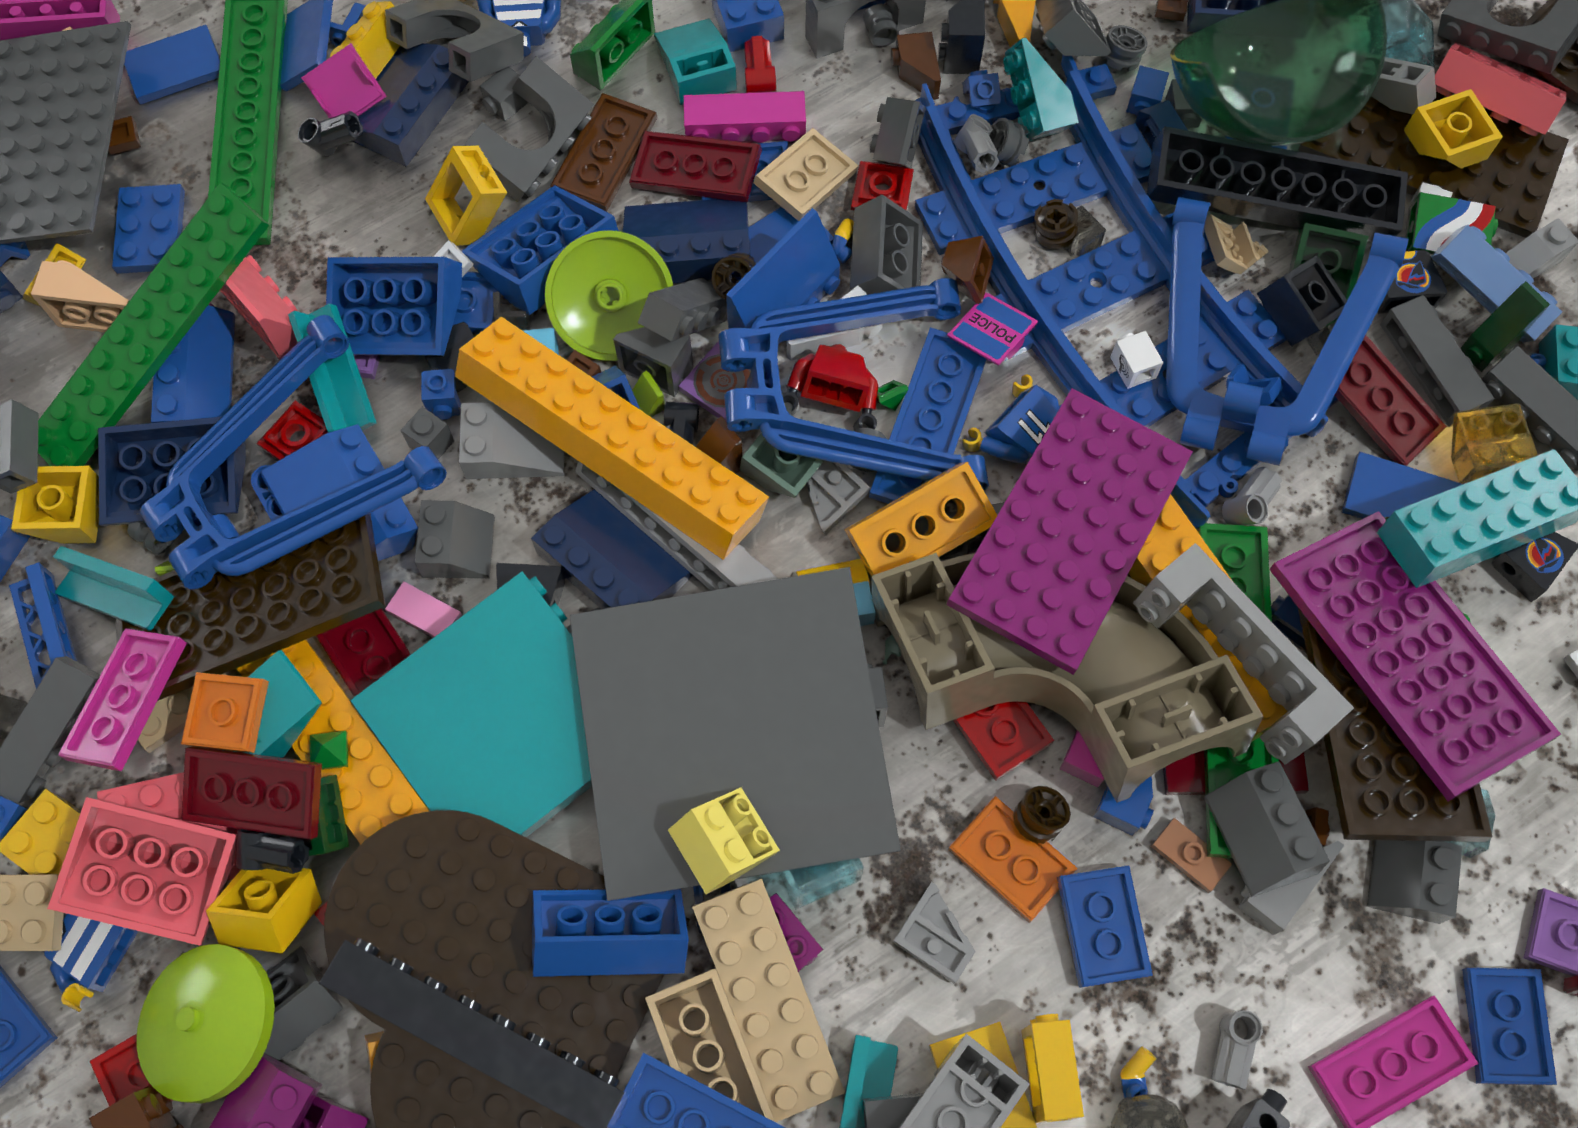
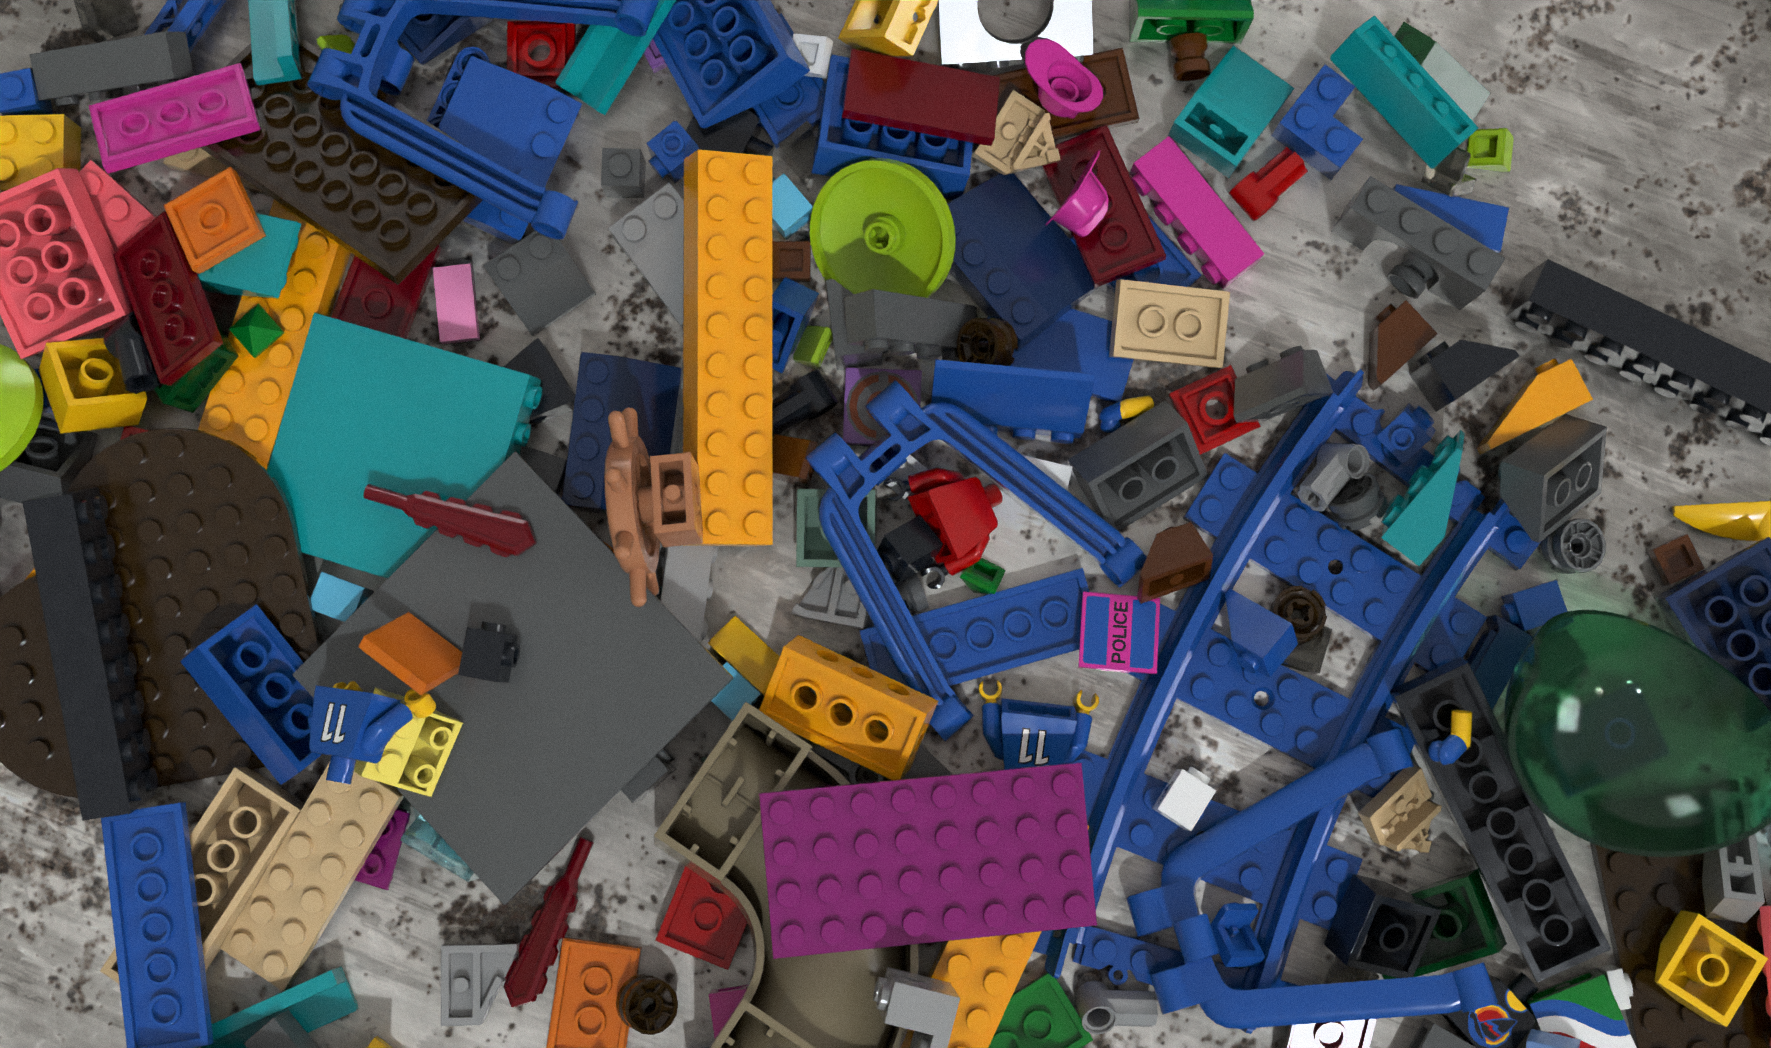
camera: 55 degrees right, 15 degrees up
(536, 215) = (921, 97): none -> dark red tile
(575, 836) = (338, 597): none -> medium azure brick
(598, 132) = (1062, 80): none -> dark pink piece
(603, 675) = (478, 525): none -> dark red sword
(611, 182) = (1021, 138): none -> tan slope
(640, 58) = (1189, 56): none -> reddish brown wheel
(665, 777) = (413, 653): none -> orange tile
(680, 536) = (648, 503): none -> nougat piece
(685, 163) = (1085, 203): none -> dark pink piece
(690, 848) = (358, 724): none -> blue torso
(705, 725) = (489, 653): none -> black brick
(838, 411) = (909, 549): none -> black brick
(958, 891) = (538, 949): none -> dark red sword
(1052, 247) = (1258, 635): none -> blue slope
(1211, 162) = (1457, 742): none -> arm

